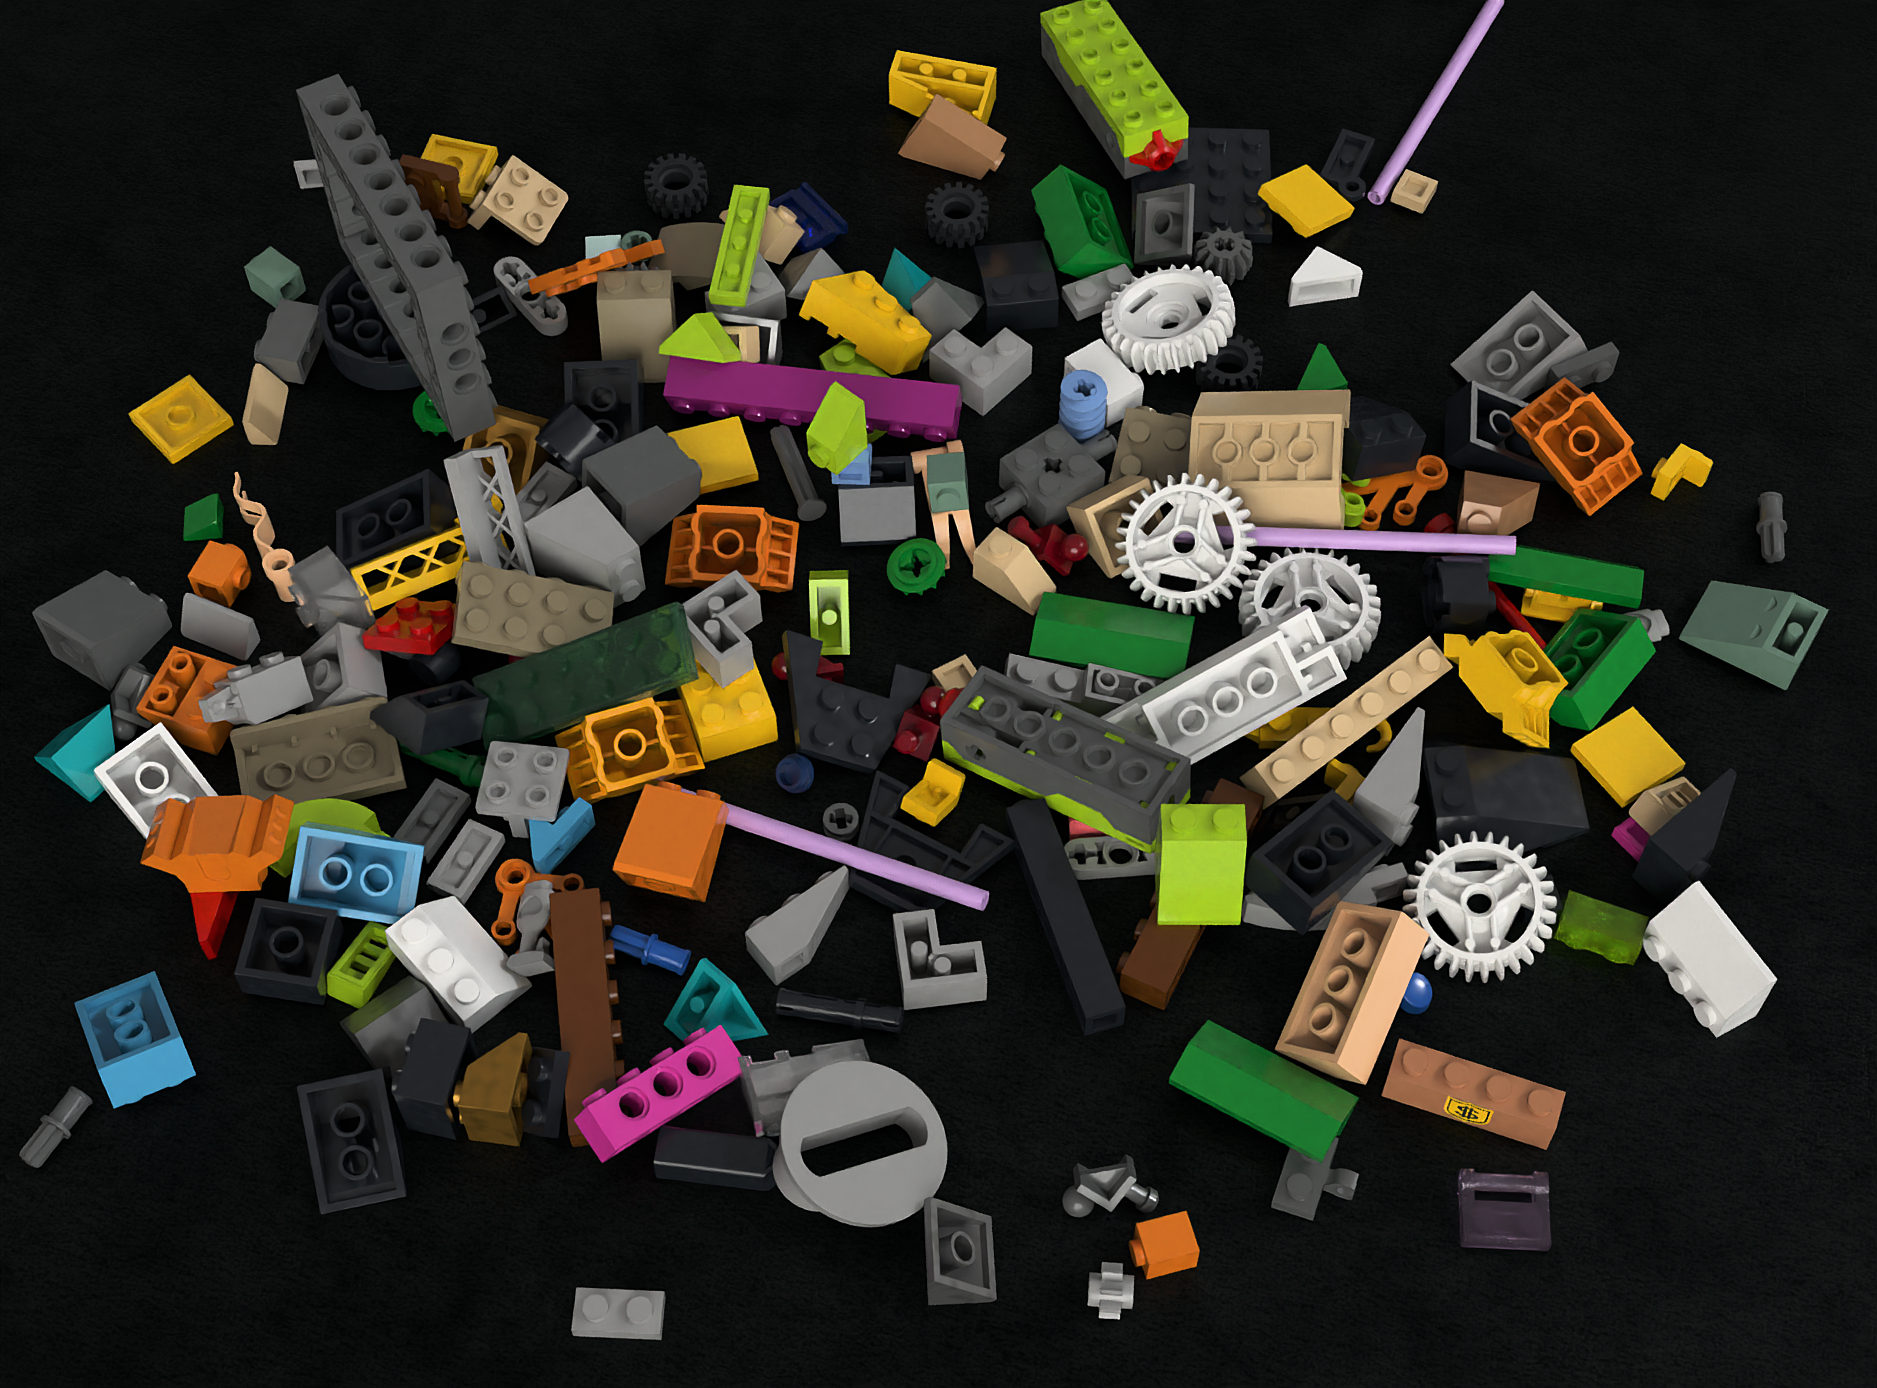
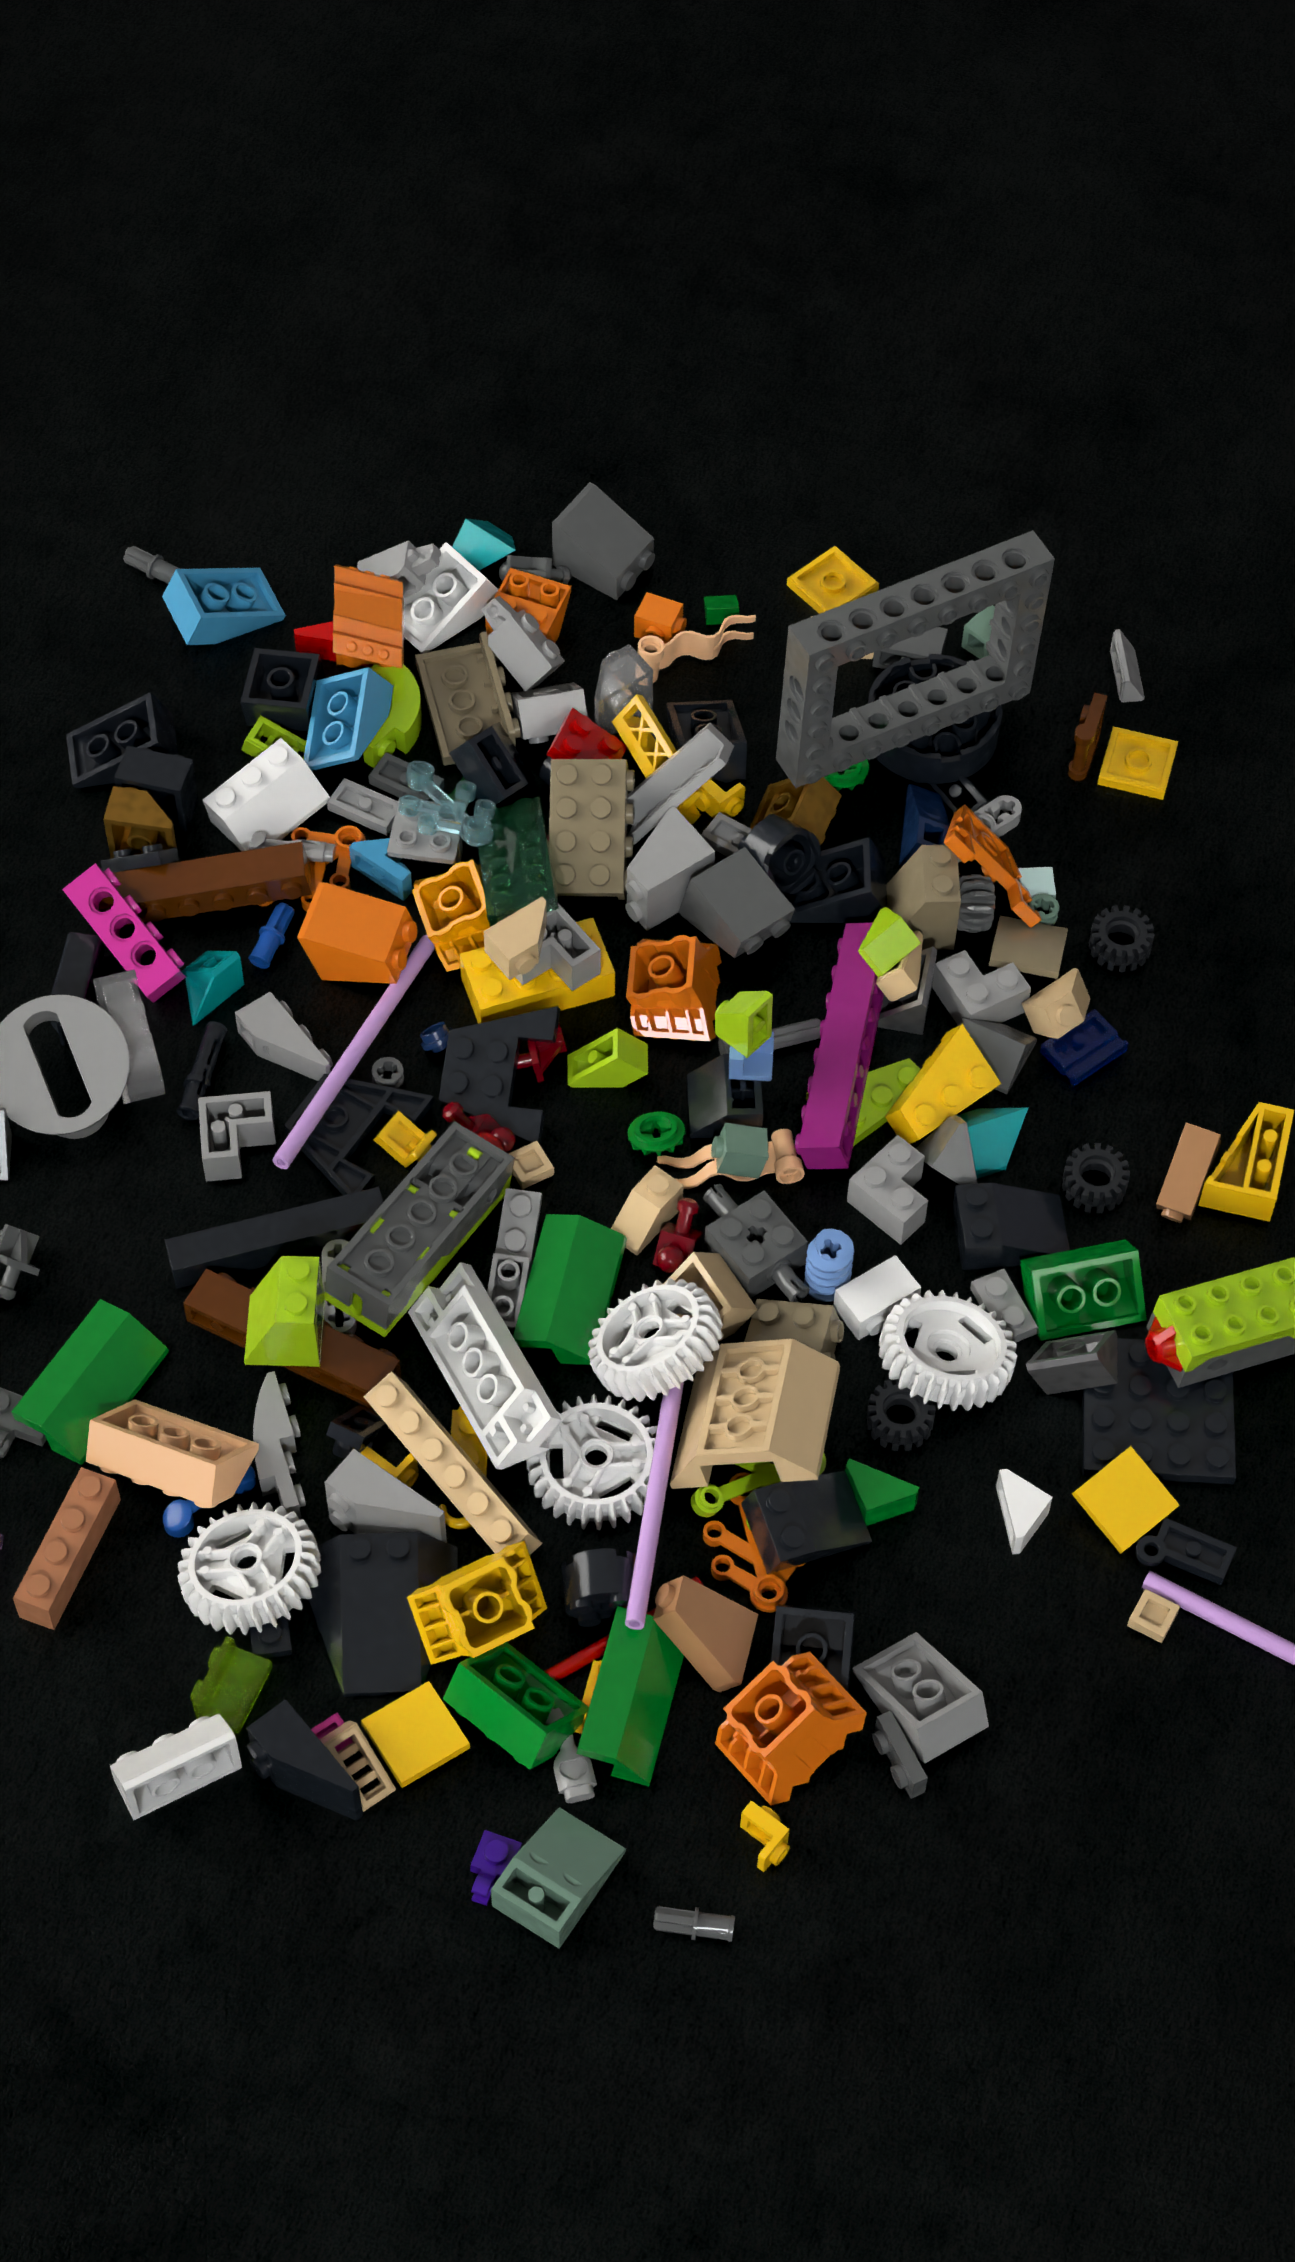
camera: 90 degrees right, 0 degrees up
(121, 829) = (404, 564): none -> light grey hinge
(218, 627) = (607, 627): light grey slope -> none
(385, 1023) = (214, 760): flat silver slope -> none
(519, 200) = (1090, 812): tan bracket -> none
(535, 721) = (474, 829): none -> clear light blue plant
(543, 331) = (923, 821): none -> dark blue slope
(720, 452) = (788, 971): yellow tile -> none
(735, 632) = (518, 939): none -> tan slope
(739, 246) = (1010, 967): lime plate -> none
(1224, 254) = (1062, 1419): dark grey gear -> none
(1315, 861) = (287, 1413): black slope -> none
(1741, 690) = (489, 1863): none -> dark purple plate

